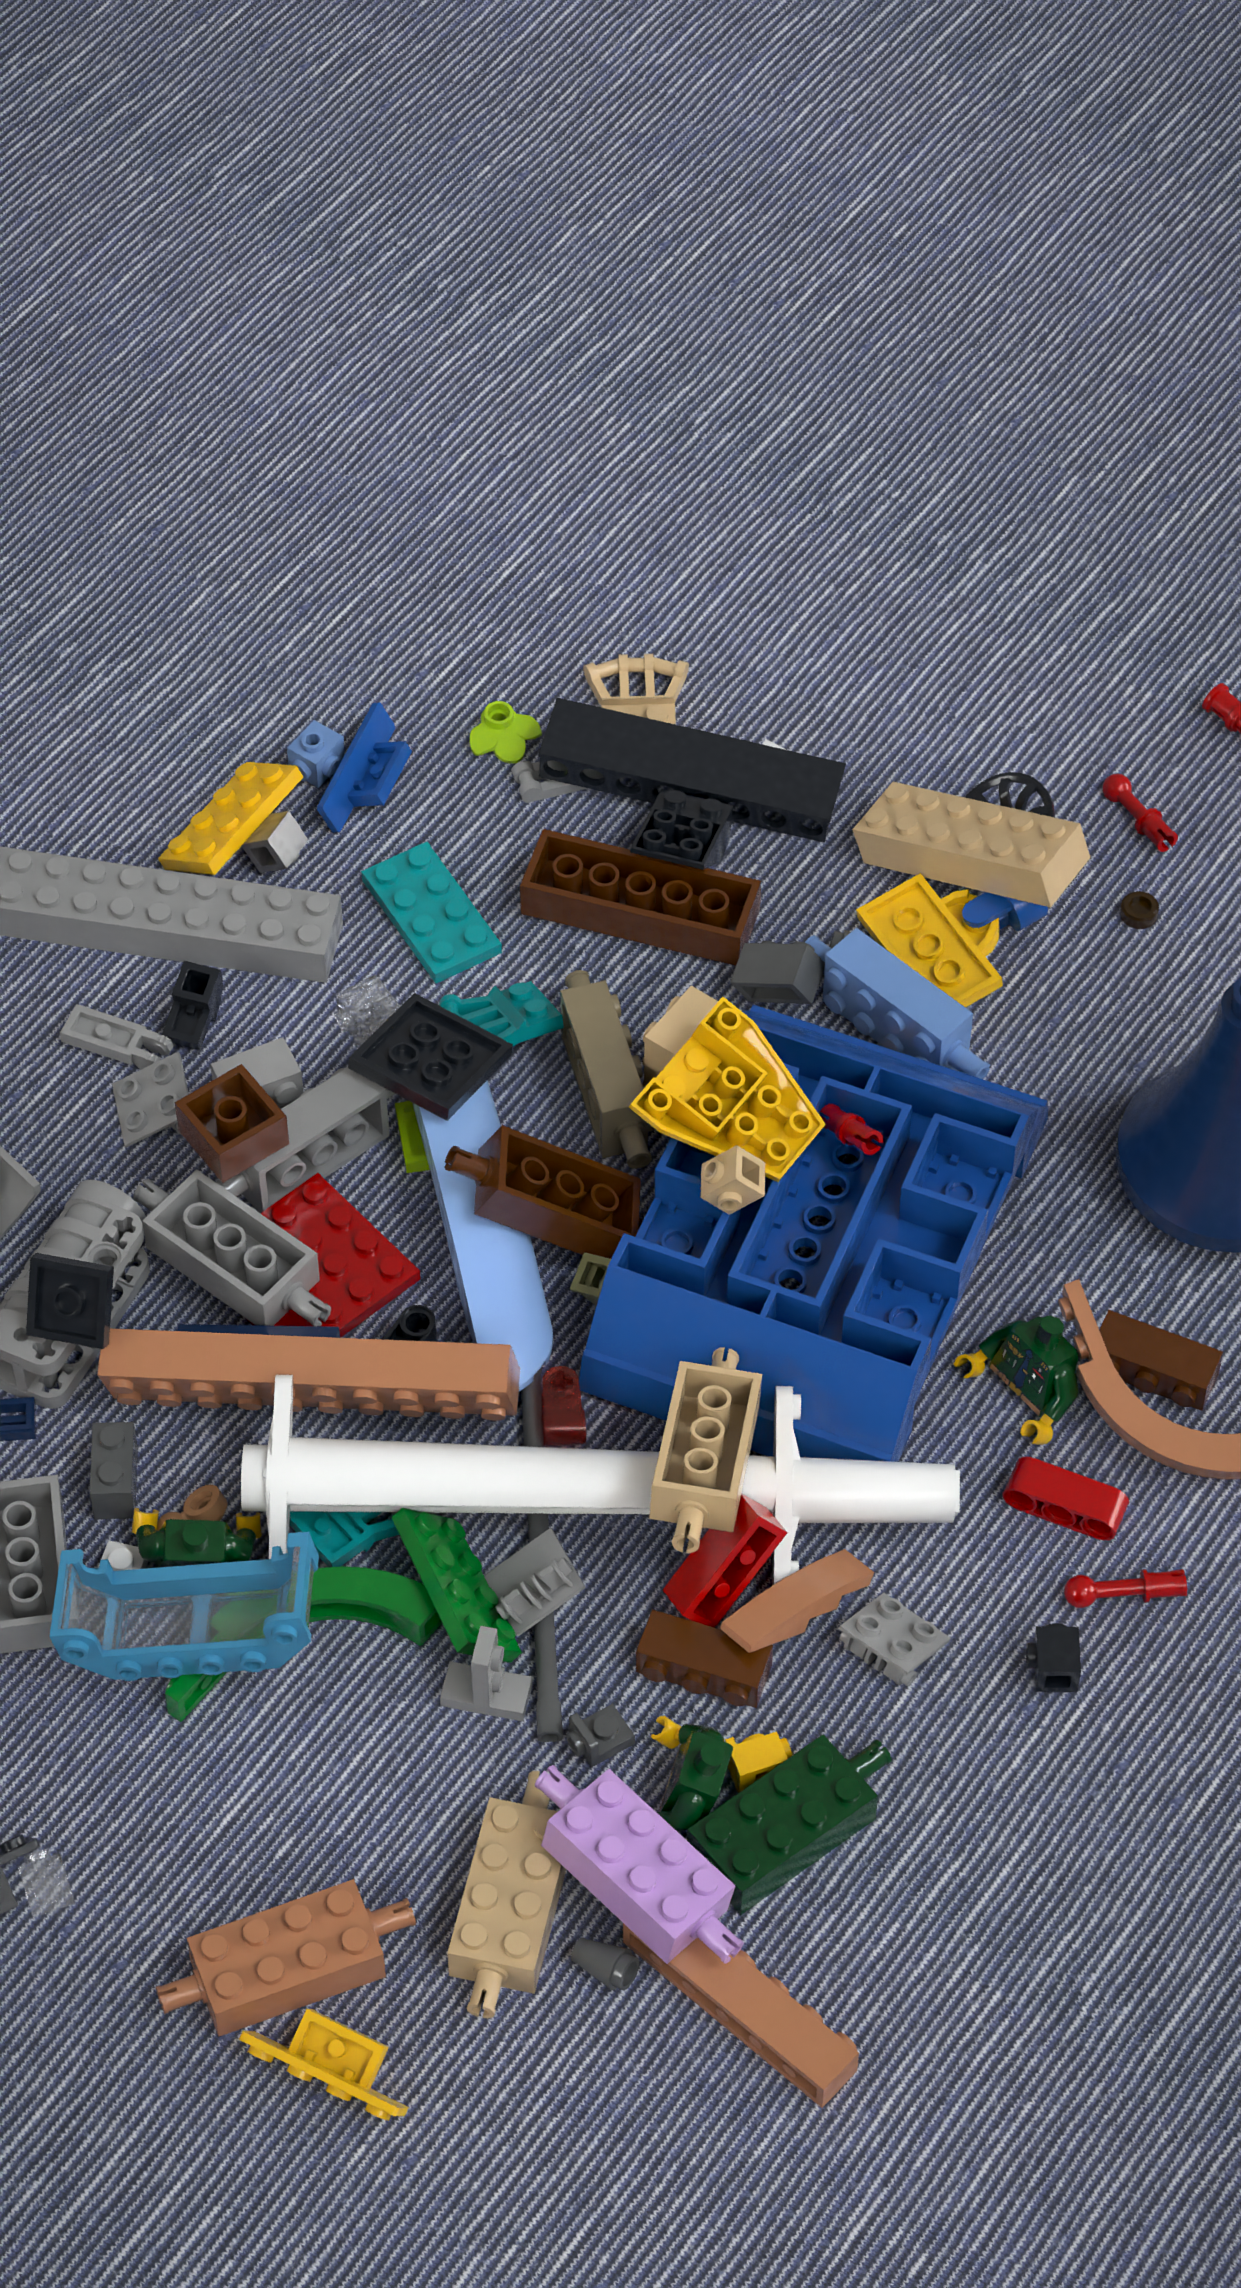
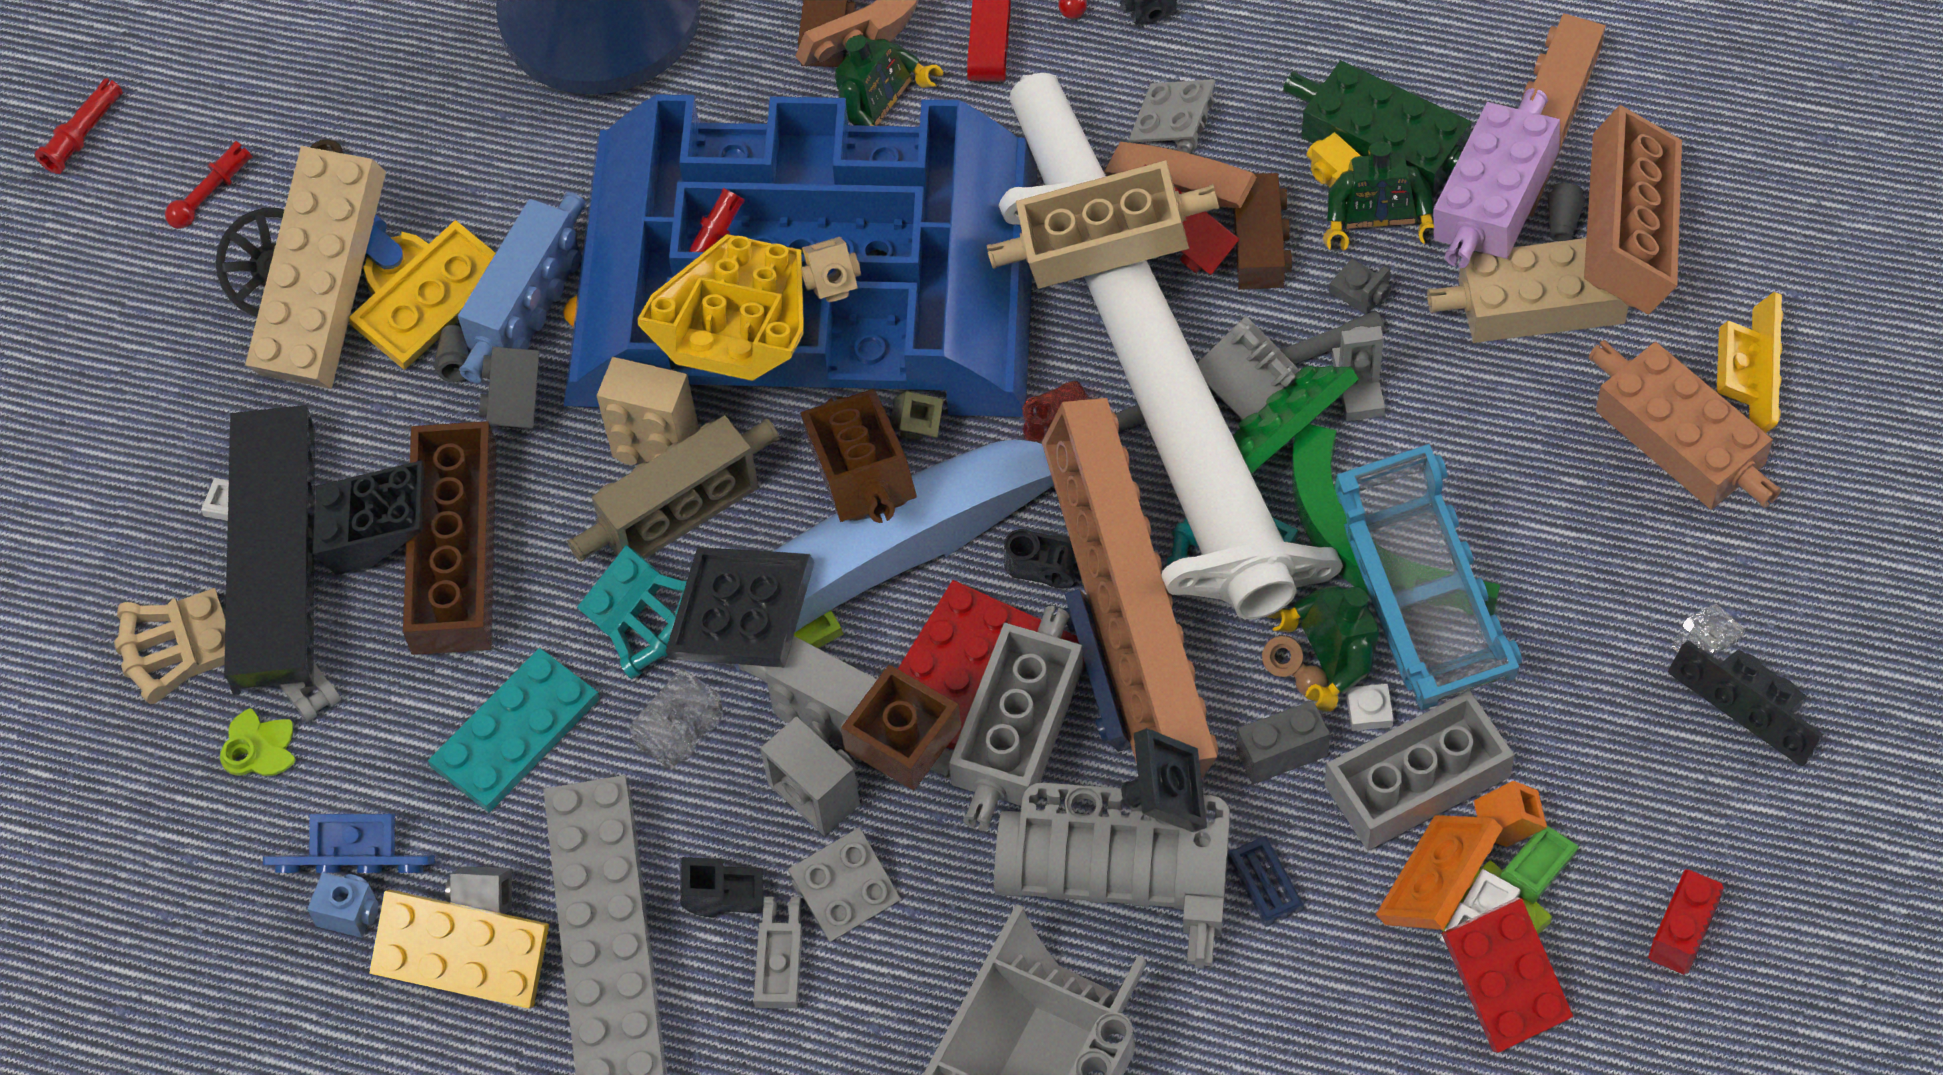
camera: 105 degrees left, 5 degrees up
(544, 1985) = (1634, 210): none -> nougat brick

